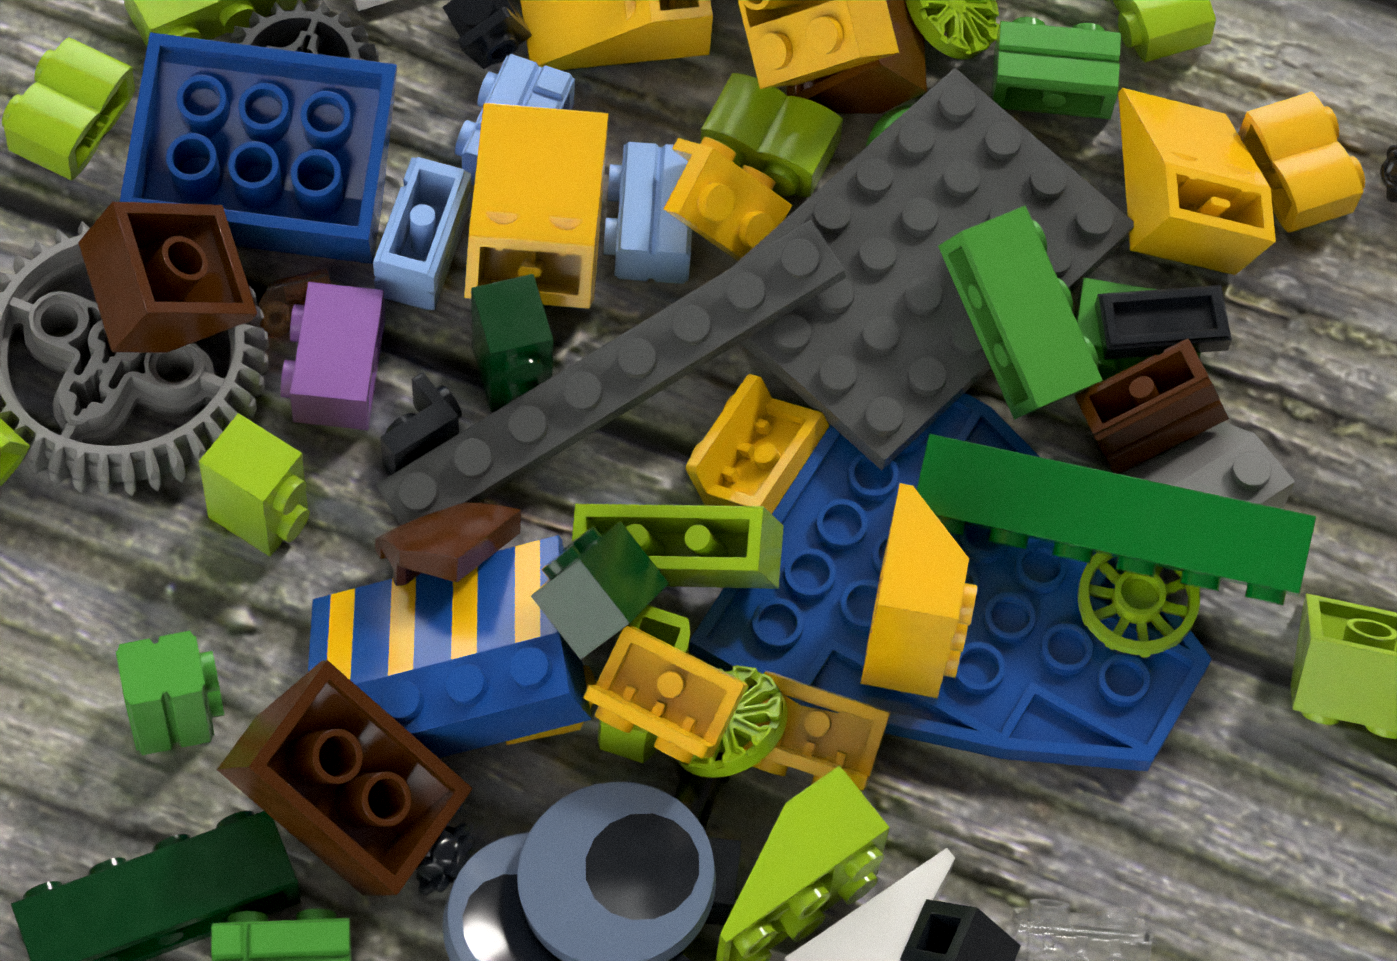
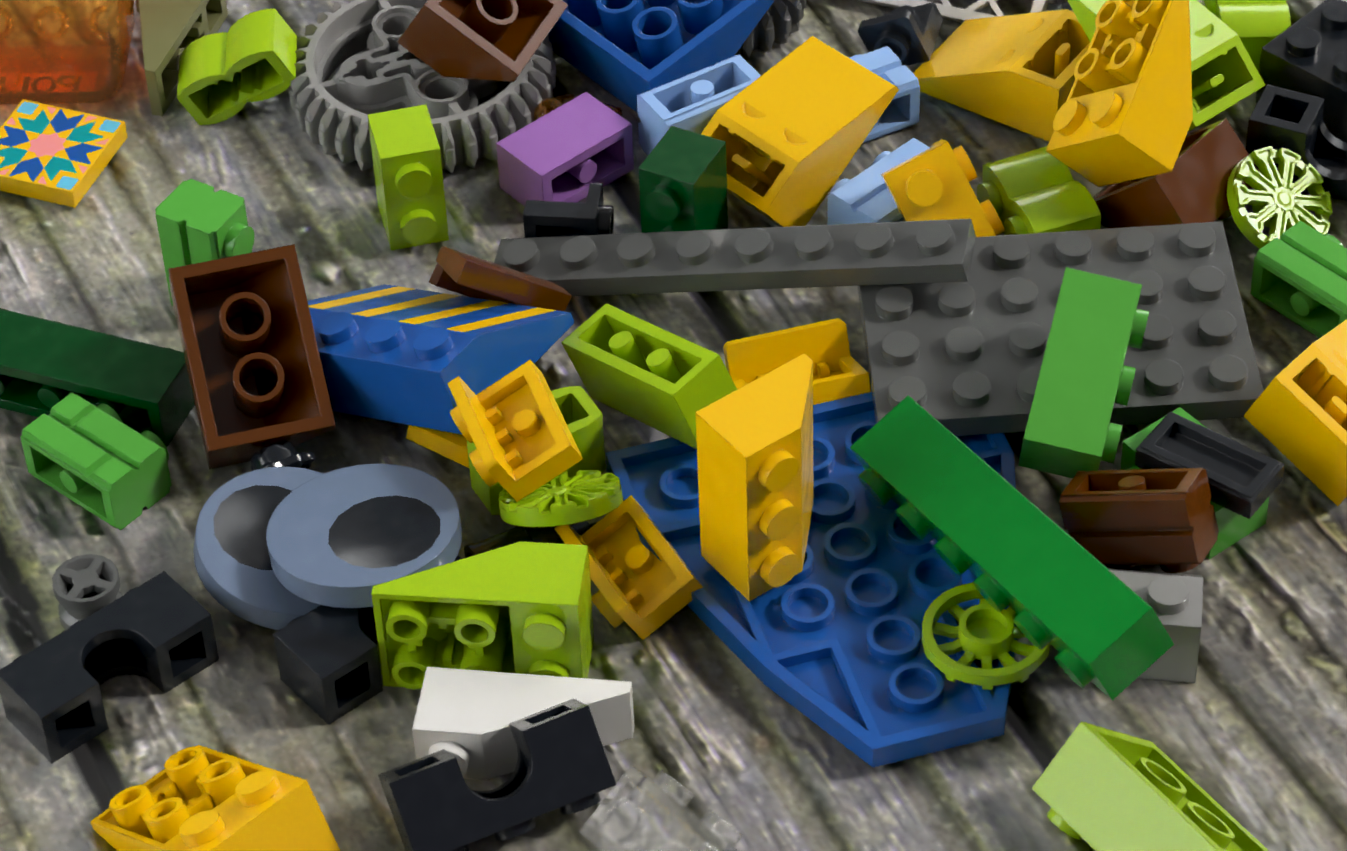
camera: 50 degrees right, 20 degrees down
(597, 587) = (541, 323): dark green brick -> none

